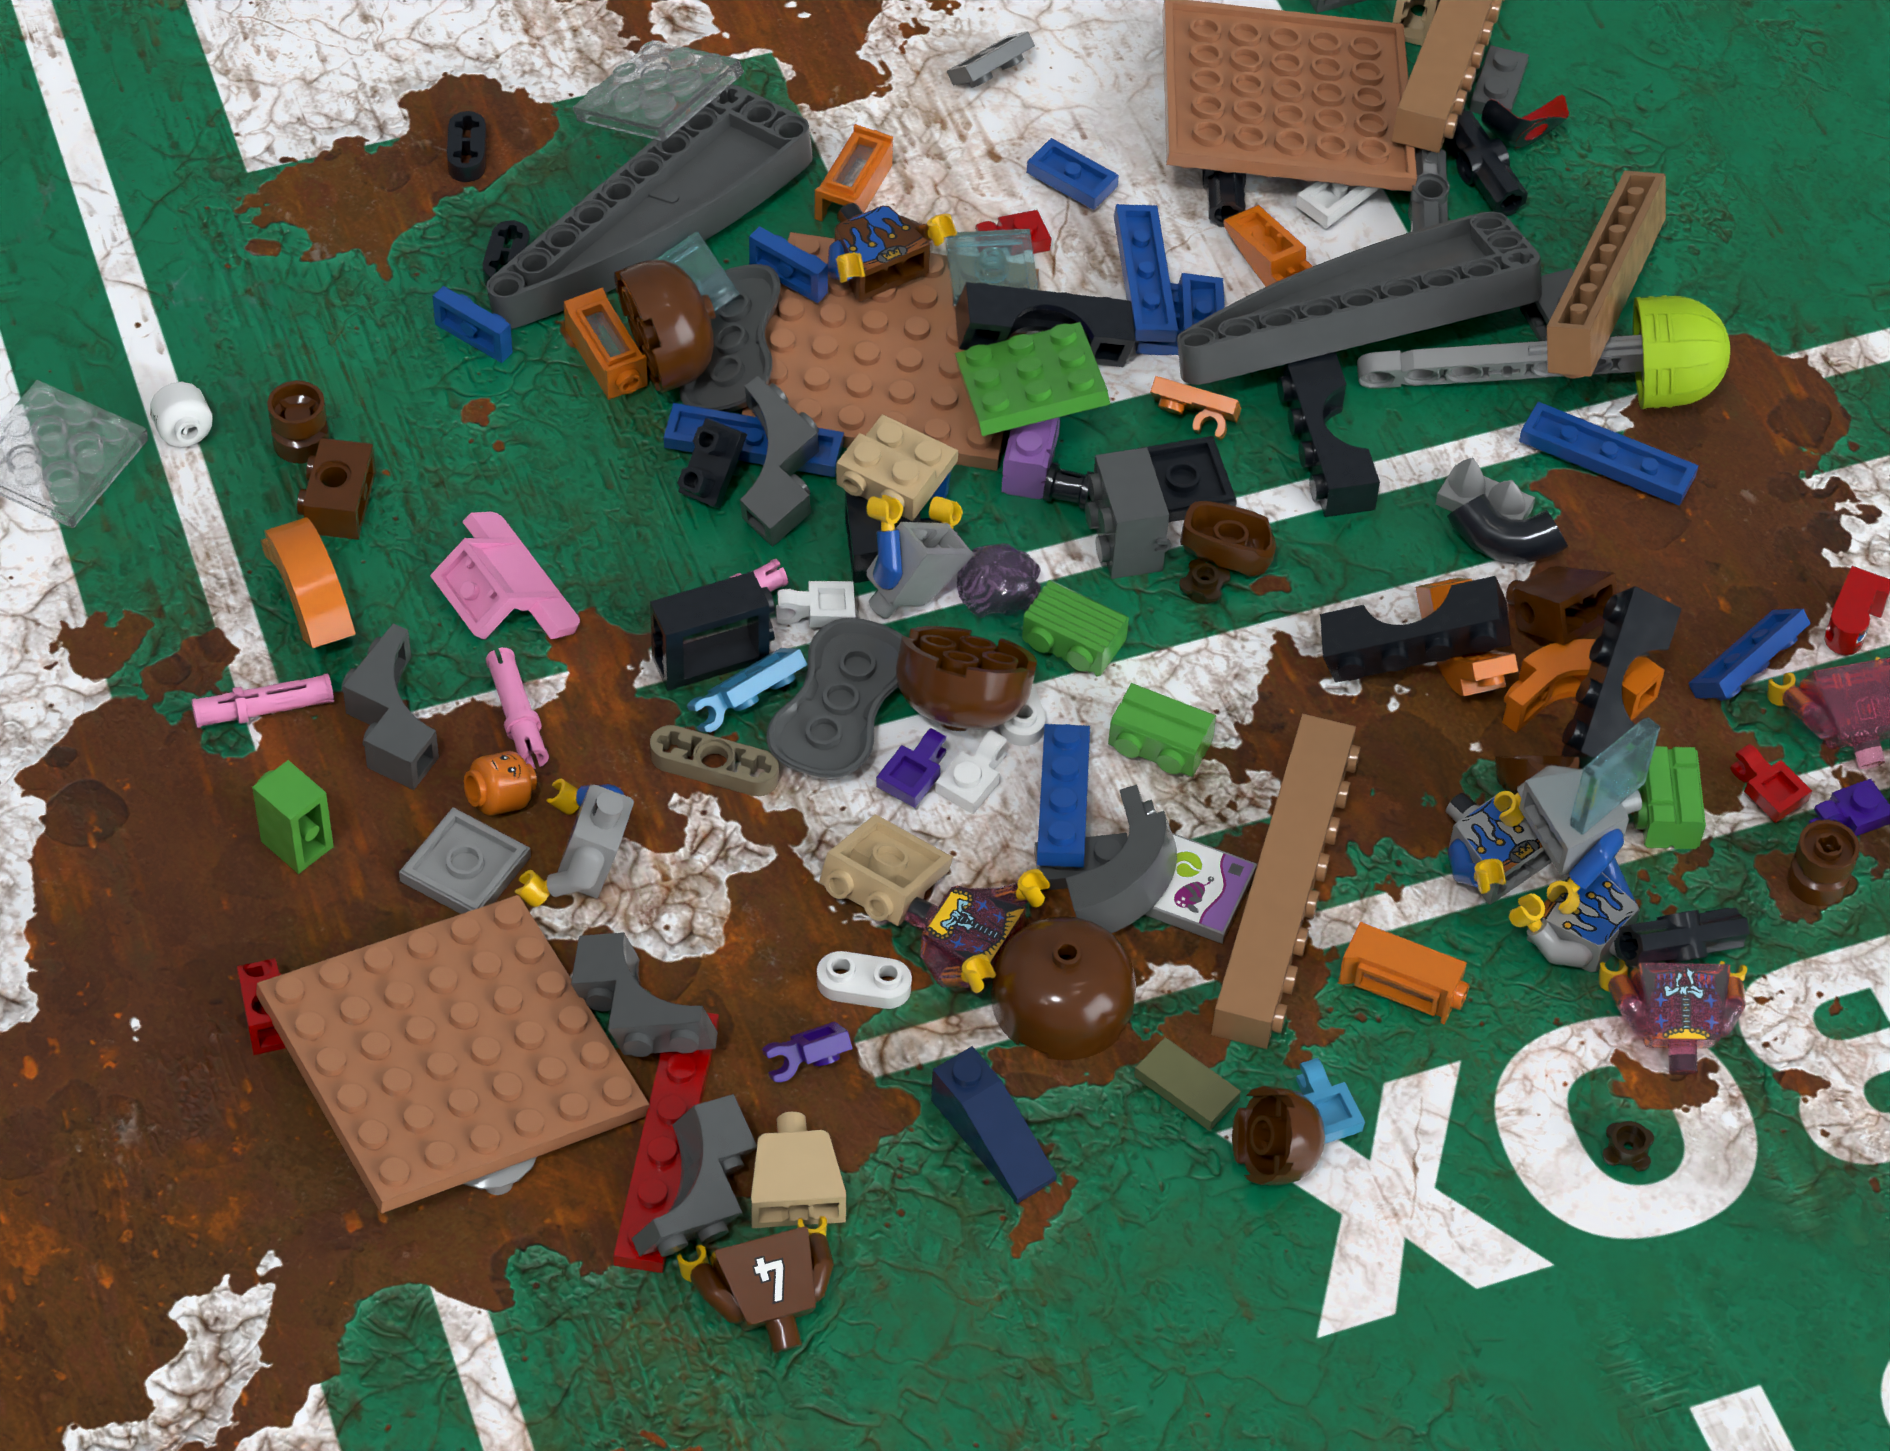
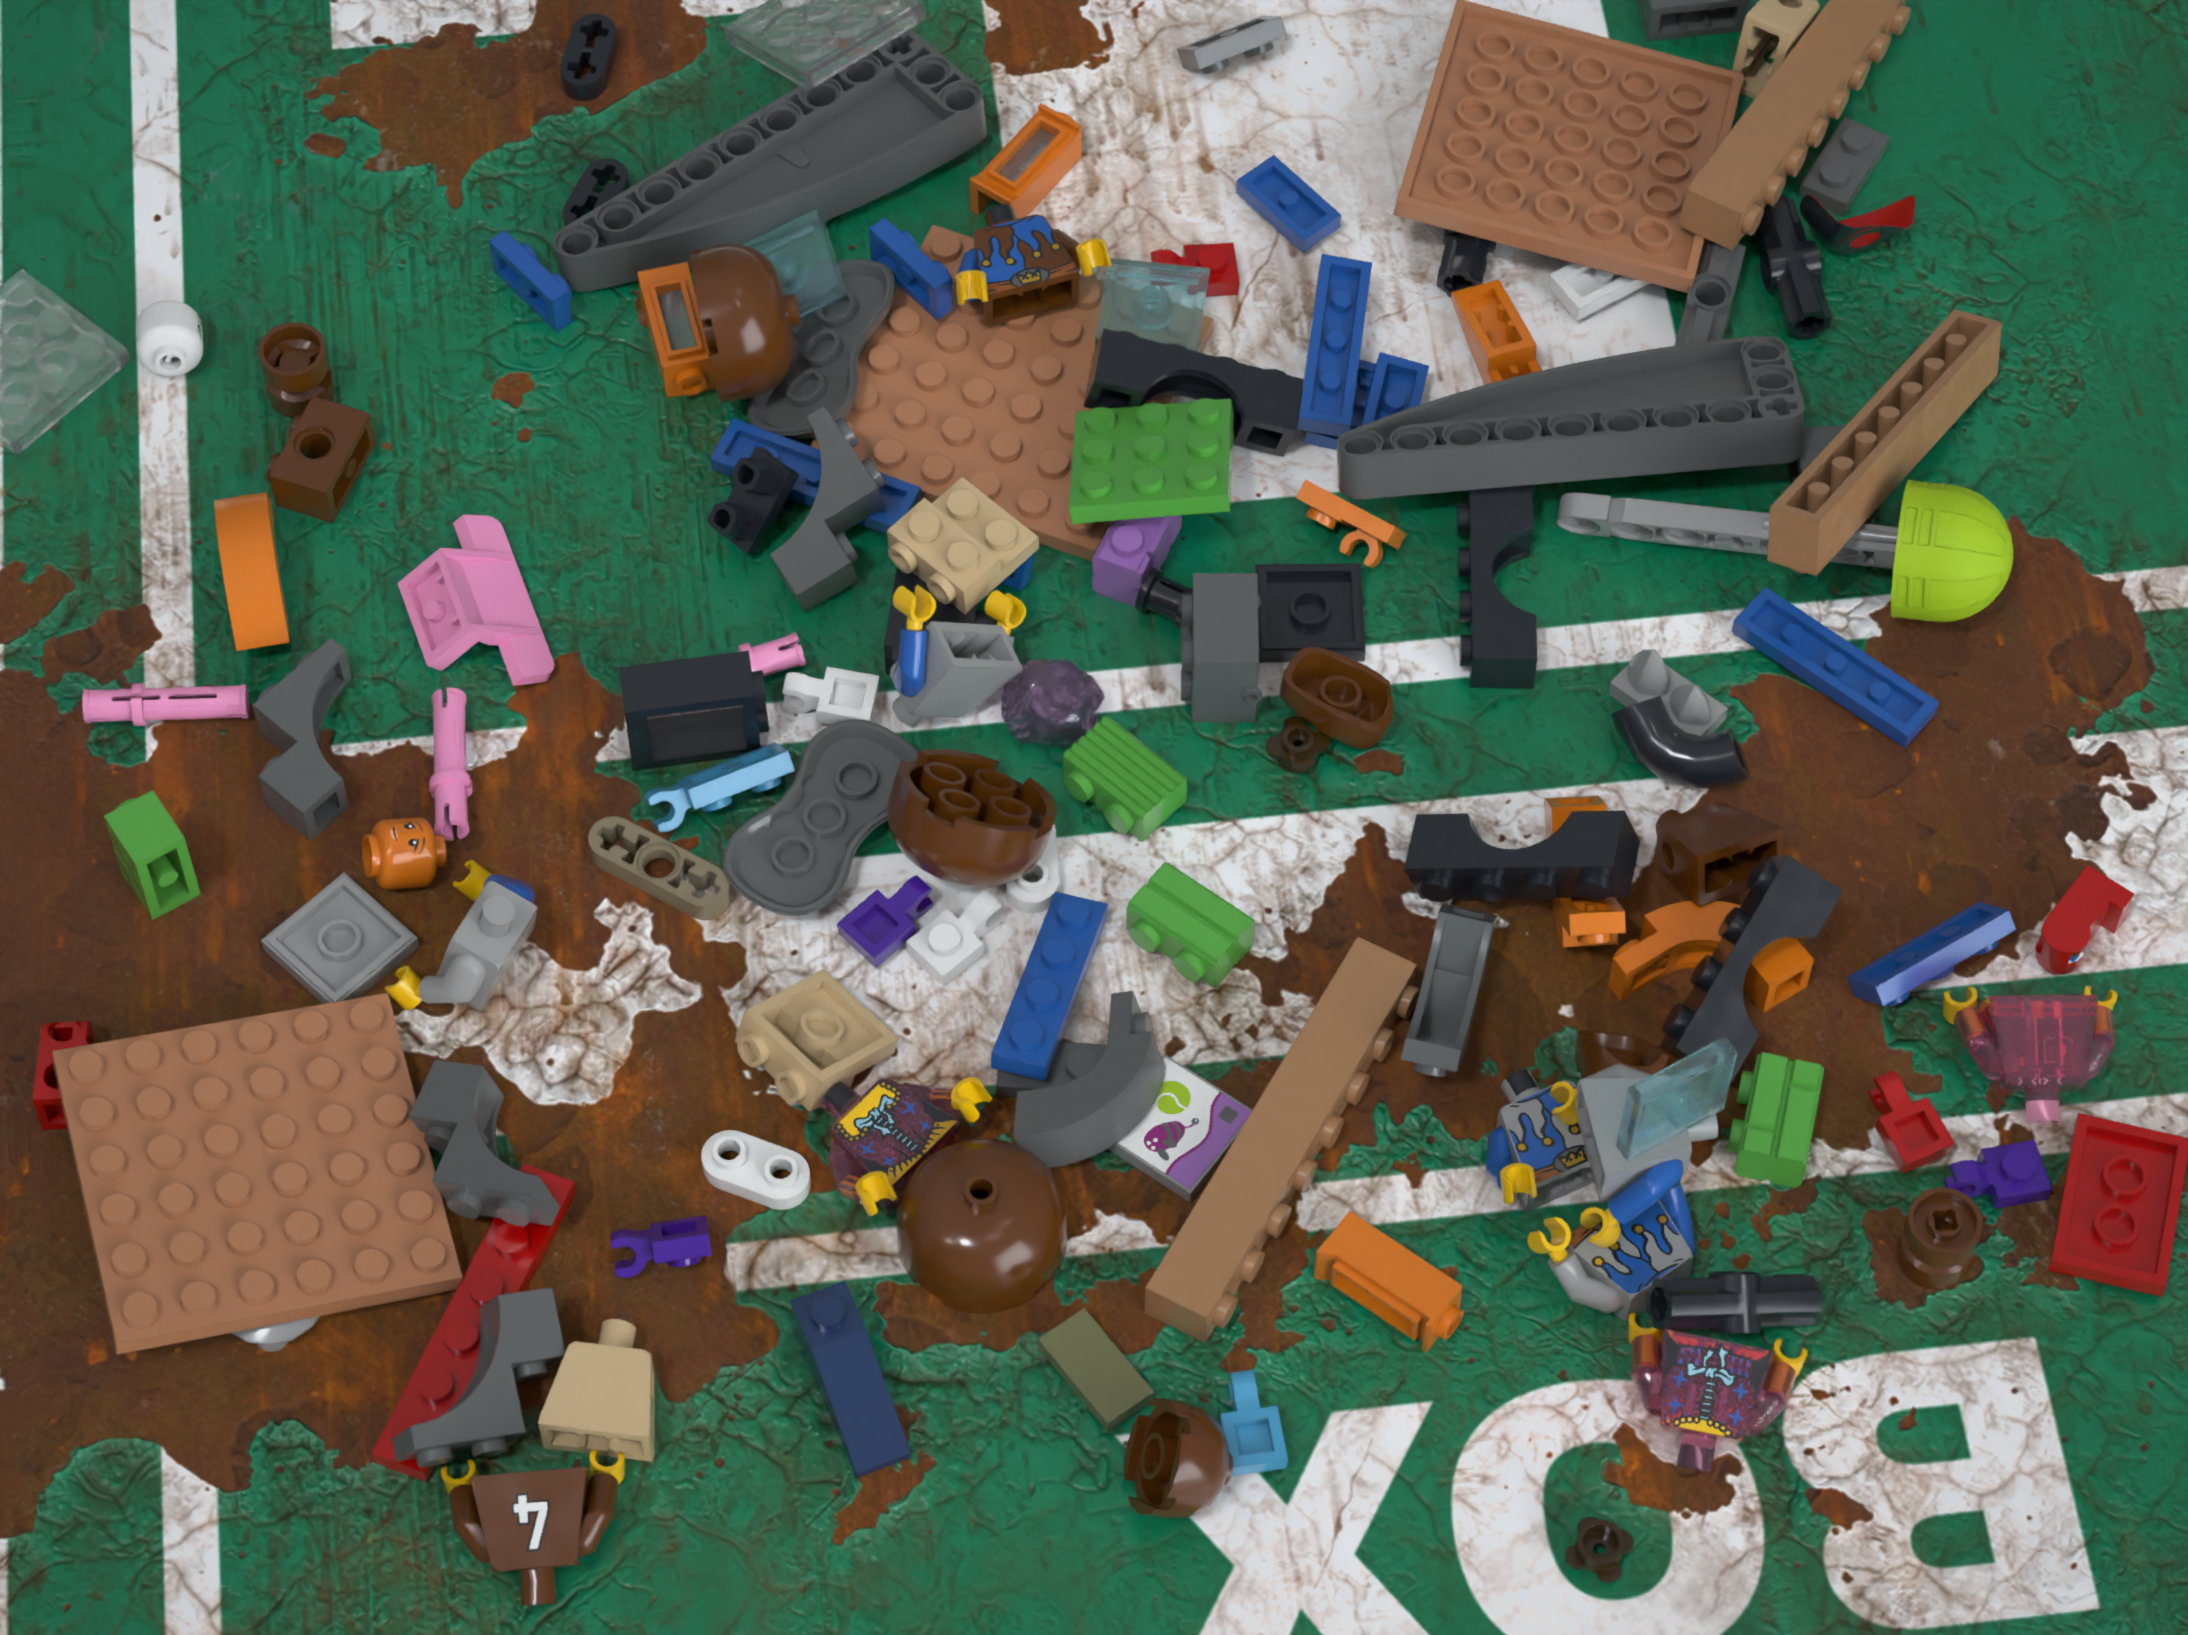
camera: 15 degrees right, 5 degrees up
(1386, 746) = (1449, 990): none -> dark grey arch

